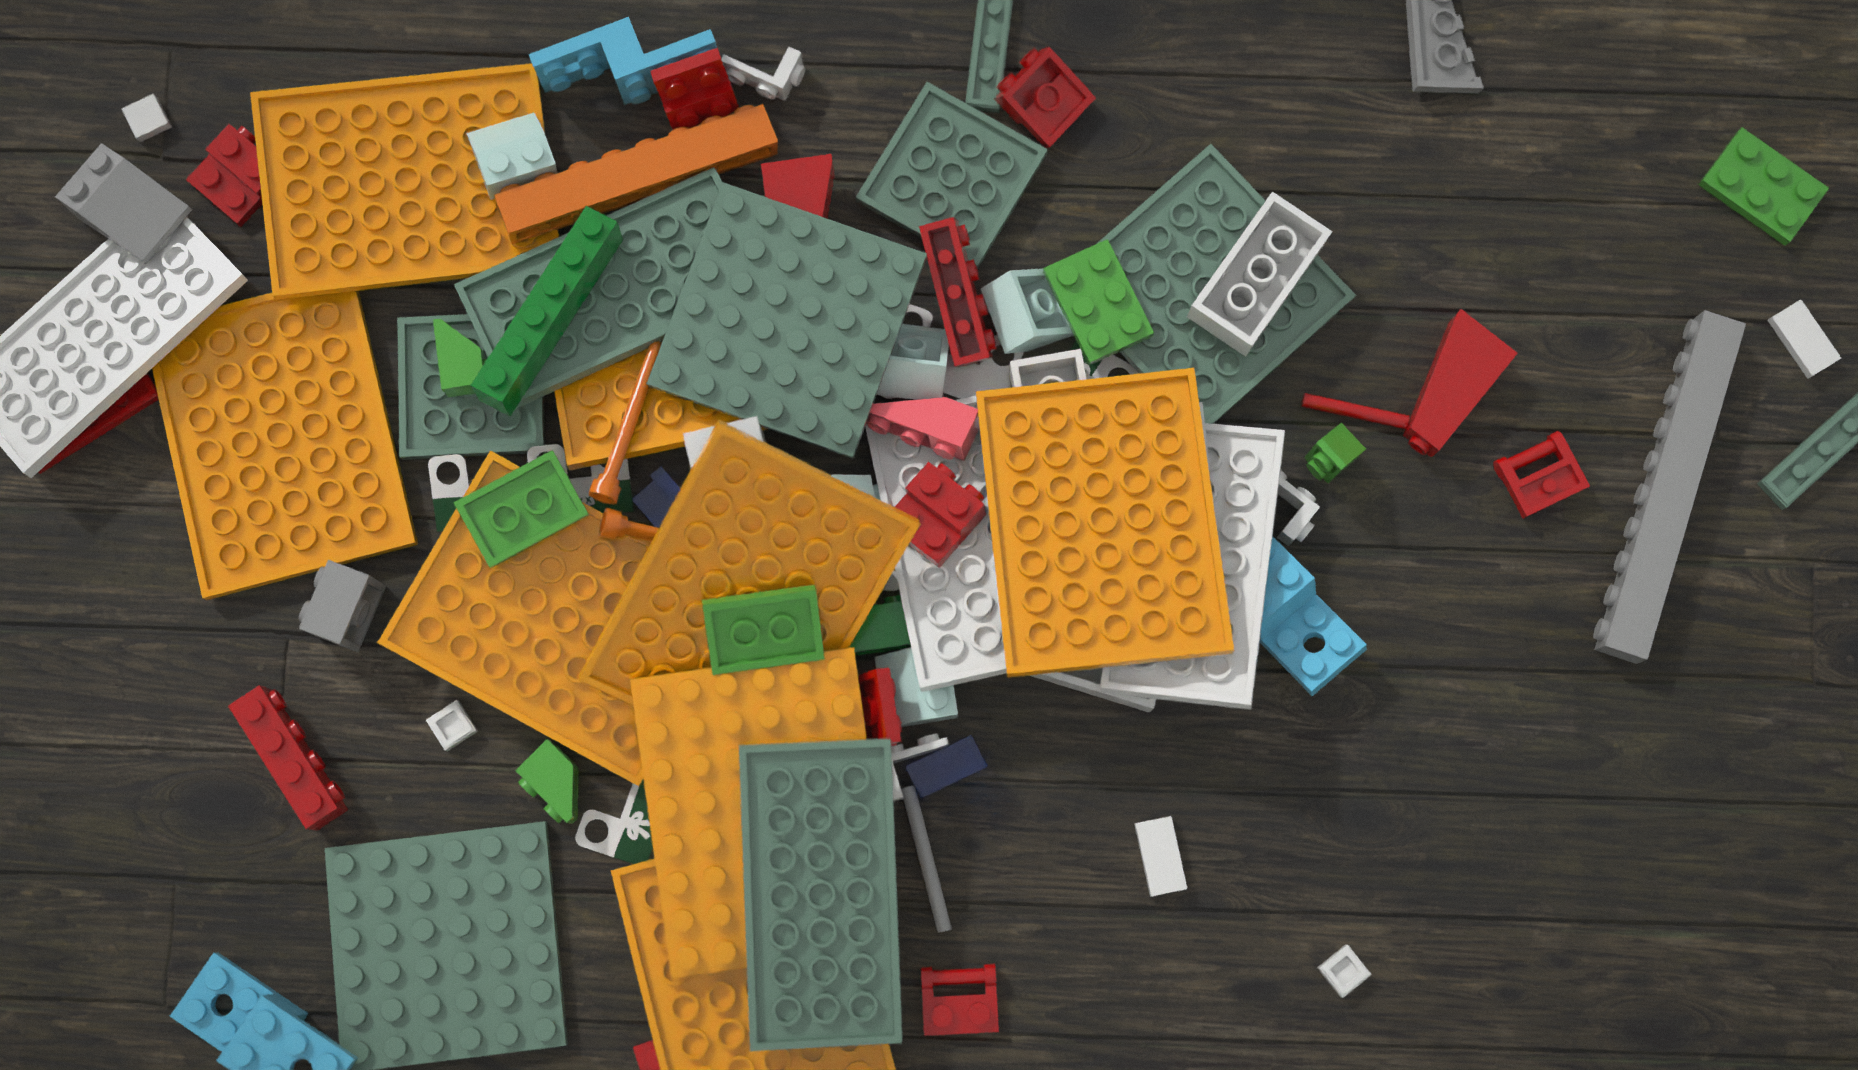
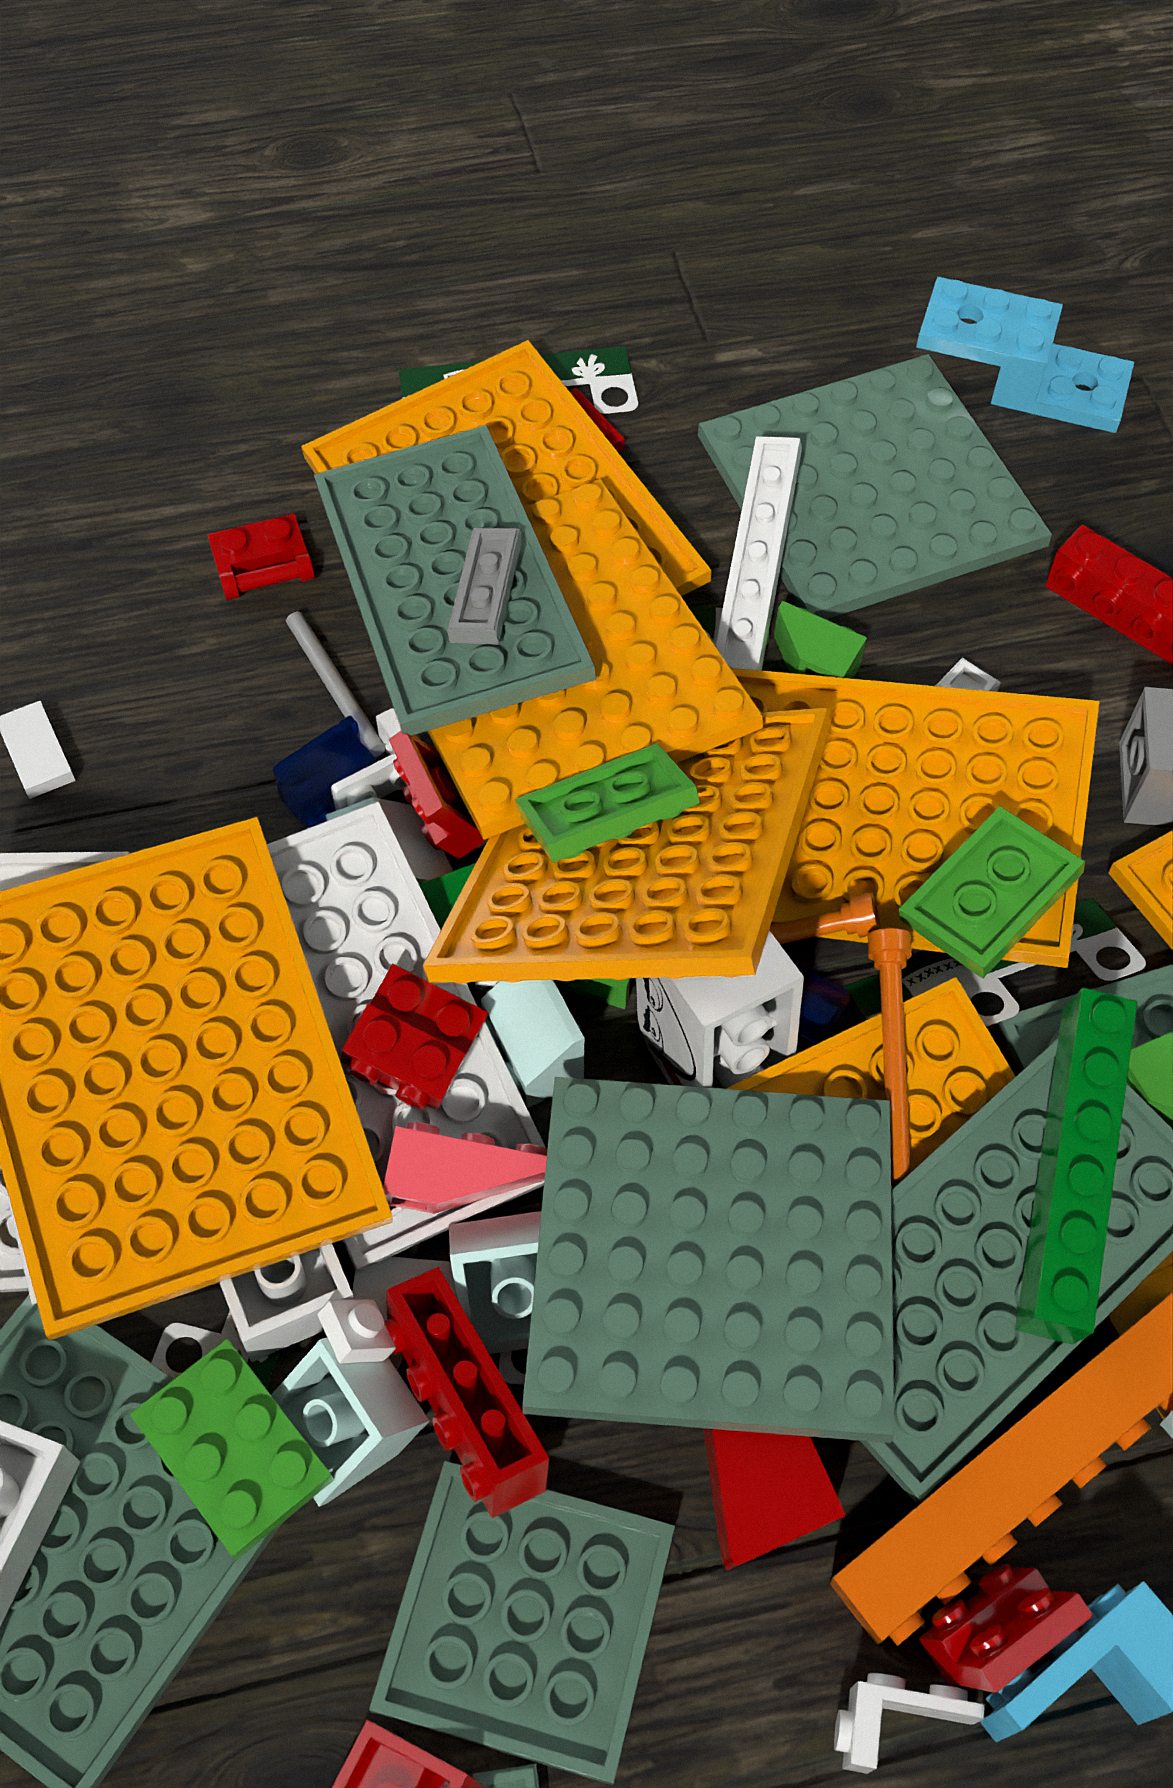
camera: 165 degrees right, 20 degrees down
(567, 879) = (758, 552): none -> white plate
(796, 854) = (485, 586): none -> light grey tile
(1012, 341) = (356, 1331): none -> white plate

